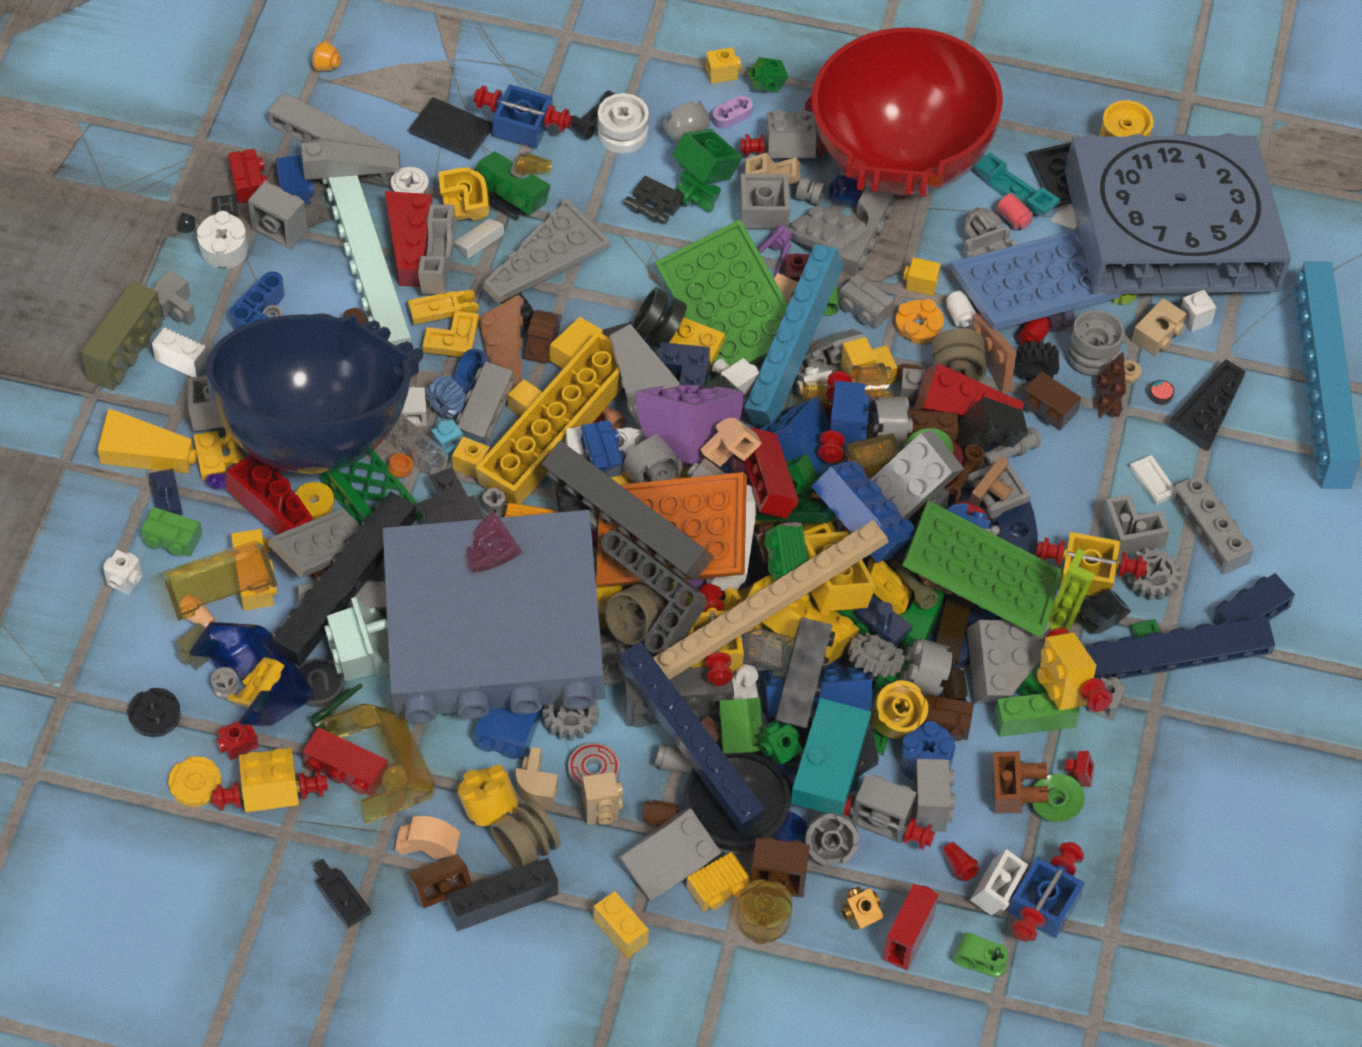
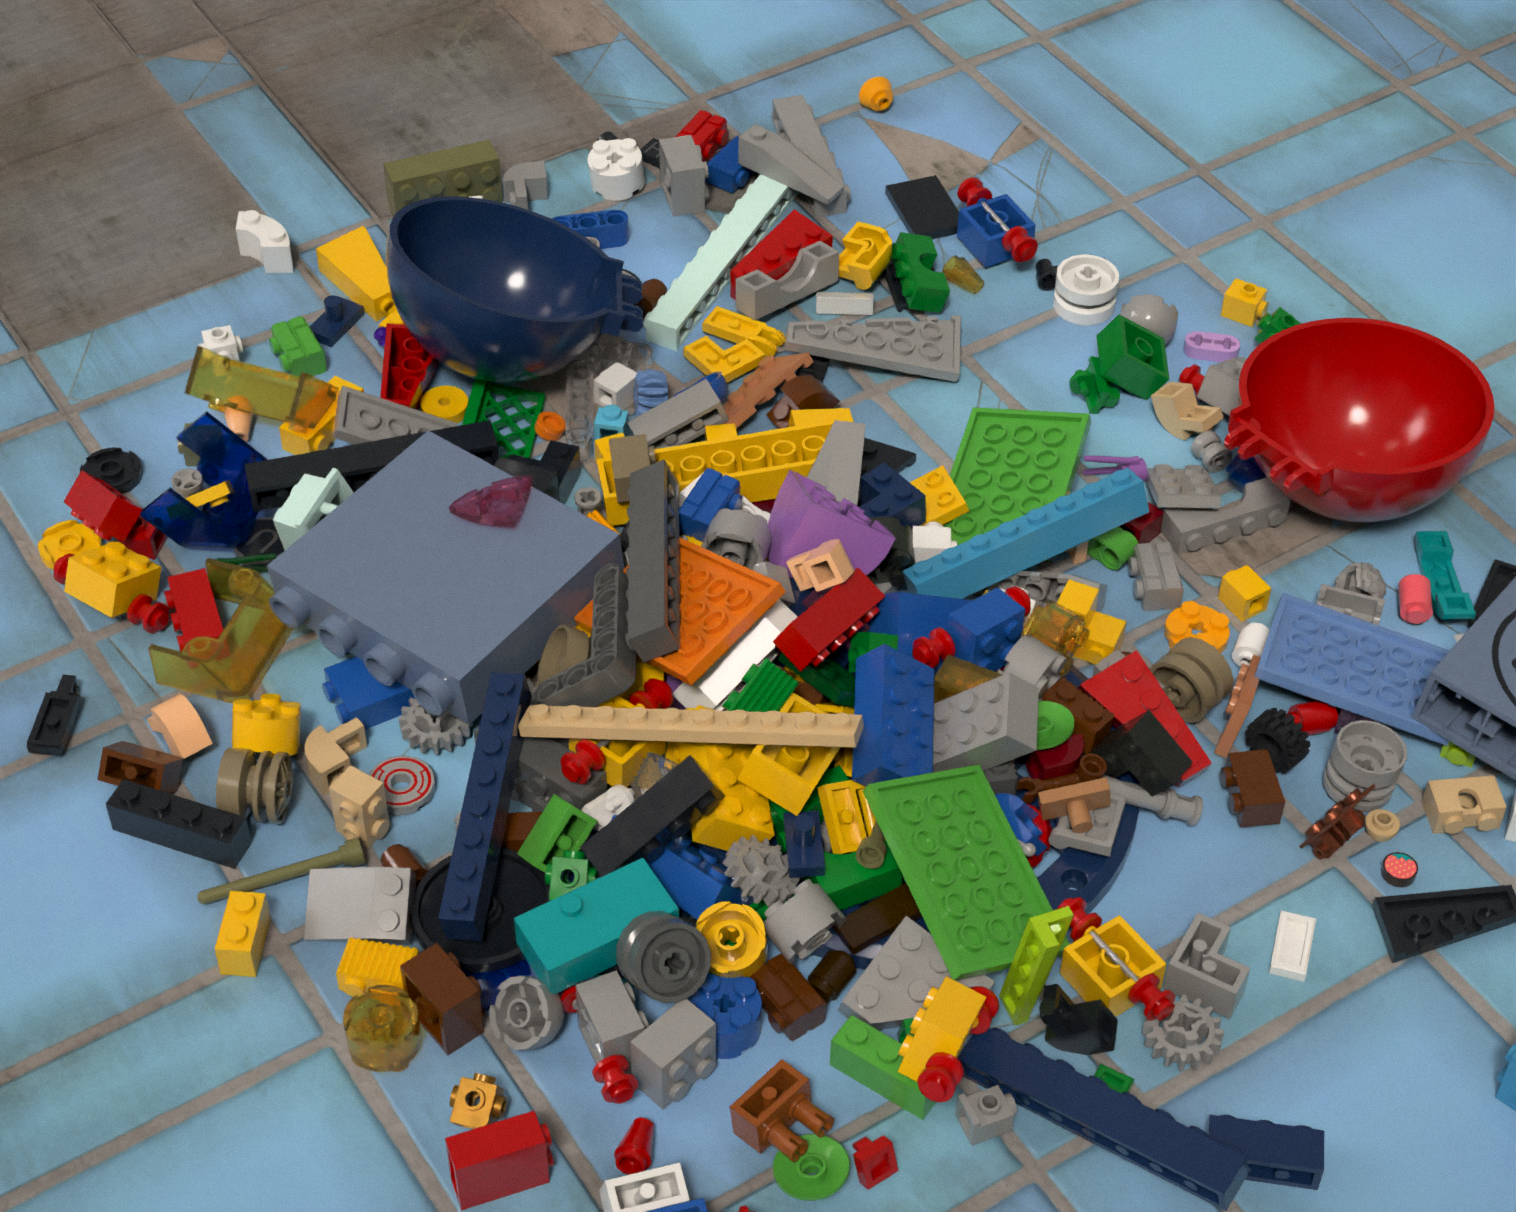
camera: 45 degrees right, 10 degrees down
(47, 469) = (265, 241): none -> white brick
(202, 739) = (102, 507): none -> red brick
(405, 174) = (837, 219): white gear -> none
(516, 458) = (628, 456): none -> dark tan brick
(618, 830) = (348, 854): none -> olive piece
(657, 195) = (1053, 369): pearl dark grey plate -> none
(659, 317) = (918, 448): pearl dark grey wheel -> none
(764, 200) = (1148, 427): light grey slope -> none
(890, 744) = (663, 956): none -> dark grey wheel
(1212, 524) = (1309, 1034): light grey brick -> none

